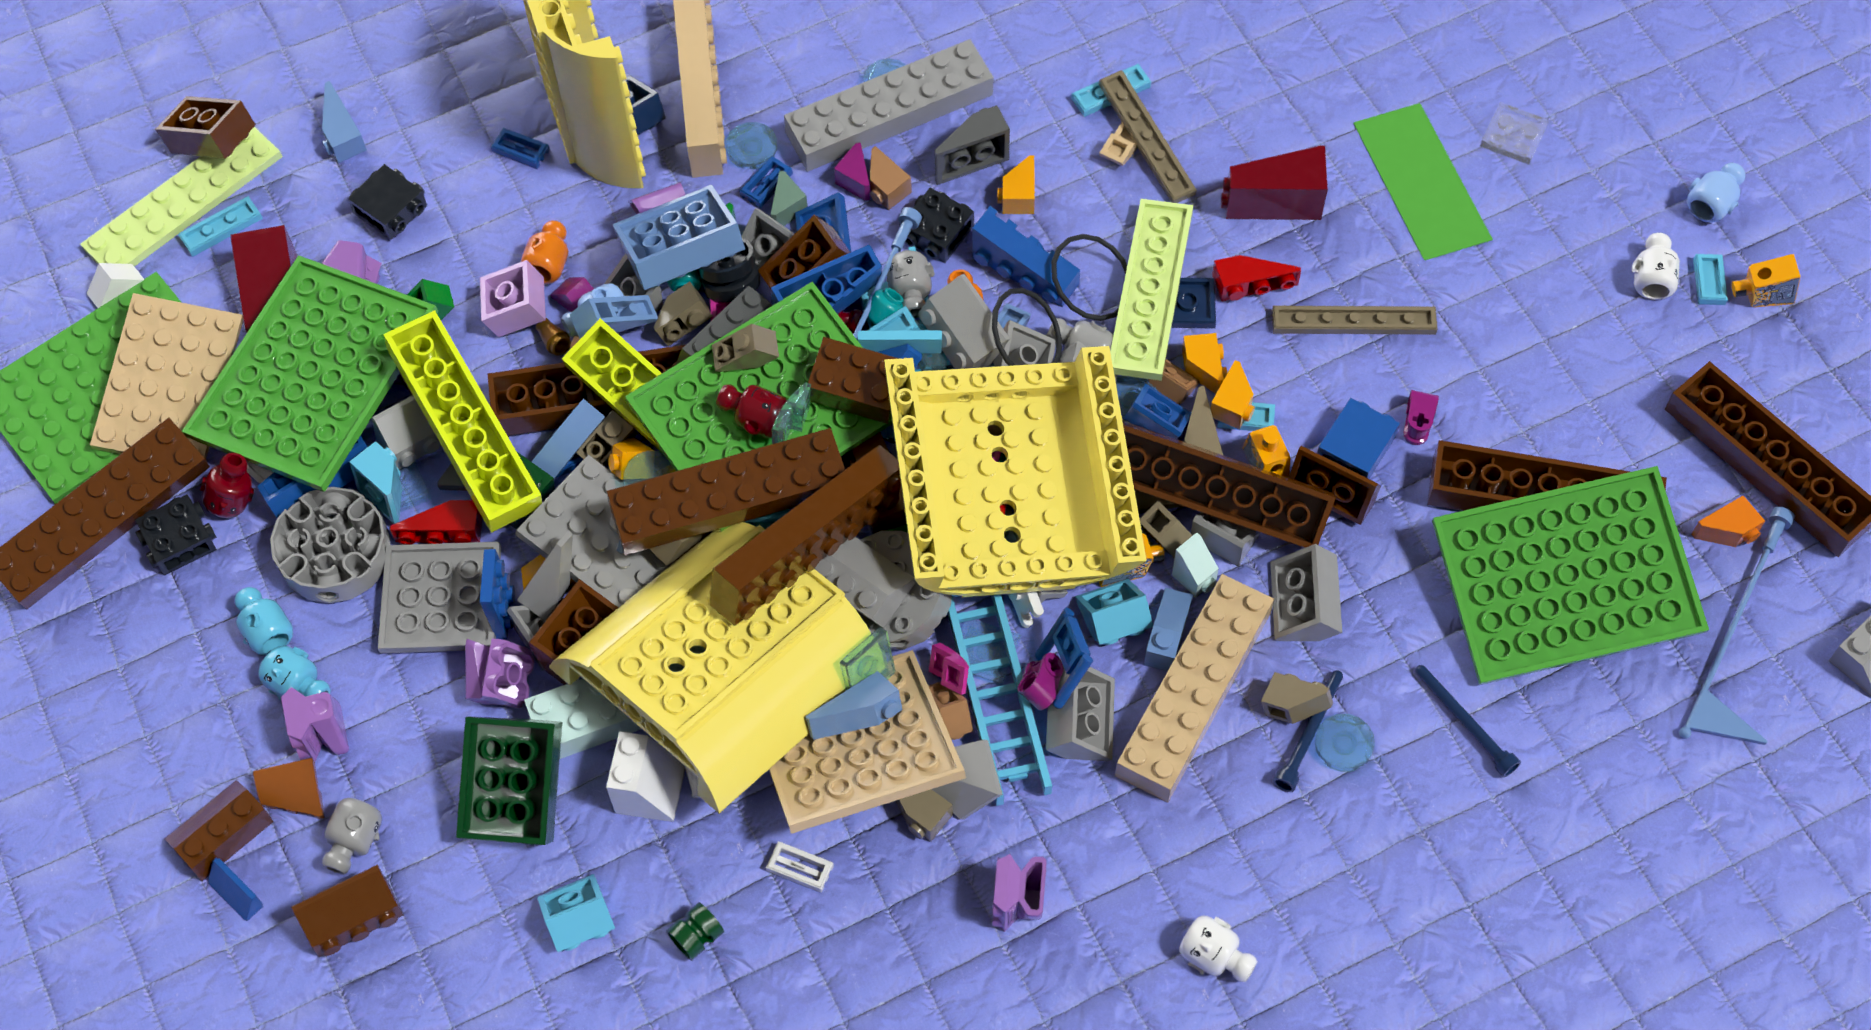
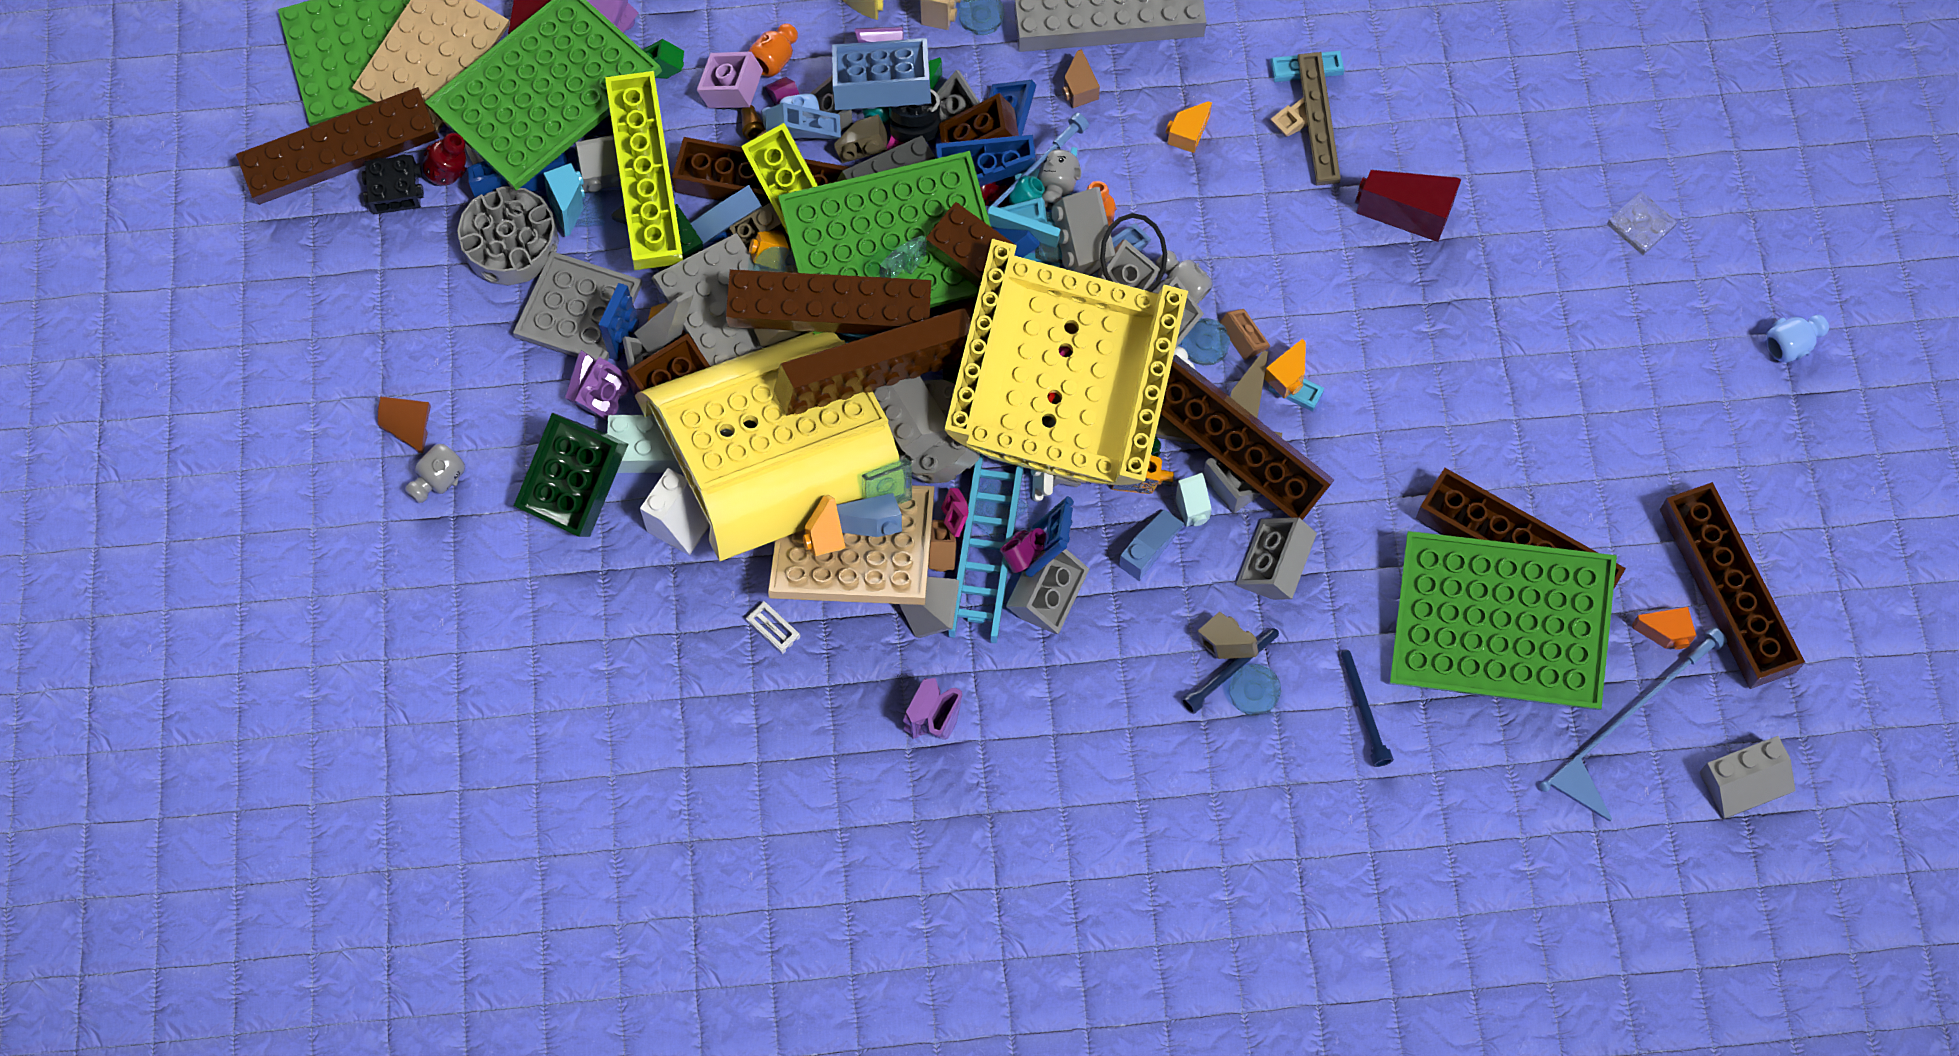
camera: 20 degrees right, 5 degrees up
(219, 829) = (338, 434): reddish brown slope -> none
(233, 890) = (332, 485): blue slope -> none
(262, 622) = (432, 280): medium azure piece -> none
(290, 668) = (439, 331): medium azure piece -> none
(314, 722) = (440, 374): medium lavender piece -> none
(348, 911) = (410, 533): reddish brown slope -> none
(446, 523) = (604, 249): red slope -> none
(576, 913) = (583, 599): medium azure slope -> none
(695, 931) = (669, 647): dark green wheel -> none
(745, 349) = (890, 190): dark tan slope -> none
(754, 408) = (875, 240): dark red piece -> none
(768, 185) = (981, 52): blue tile -> none
(787, 200) = (988, 72): sand green slope -> none
(822, 734) = (824, 528): none -> light orange slope
(852, 173) = (1054, 65): magenta slope -> none
(925, 813) = (889, 622): dark tan slope -> none
(942, 225) = (1108, 135): black brick -> none
(973, 146) = (1163, 77): dark grey slope -> none
(1021, 258) = (1164, 190): blue wedge -> none
(1056, 282) = (1183, 237): black piece -> none
(1115, 612) = (1112, 514): medium azure slope -> none
(1150, 289) = (1261, 252): yellowish green plate -> none
(1157, 413) = (1219, 361): blue slope -> none
(1164, 528) = (1182, 458): dark tan slope -> none
(1194, 688) = (1150, 599): tan brick -> none
(1195, 304) = (1290, 275): dark blue tile -> none
(1203, 359) = (1279, 327): light orange slope -> none
(1213, 948) = (1071, 815): white piece -> none
(1248, 276) = (1351, 270): red slope -> none
(1267, 450) = (1297, 426): light orange torso -> none
(1353, 492) = (1351, 484): reddish brown slope -> none
(1354, 320) = (1426, 339): dark tan tile -> none
(1359, 438) = (1379, 443): blue brick -> none
(1420, 416) = (1444, 439): magenta piece -> none
(1422, 181) = (1542, 238): bright green sticker -> none
(1656, 268) = (1709, 385): white piece -> none
(1710, 279) = (1755, 411): medium azure tile -> none
(1770, 282) = (1802, 432): light orange torso -> none

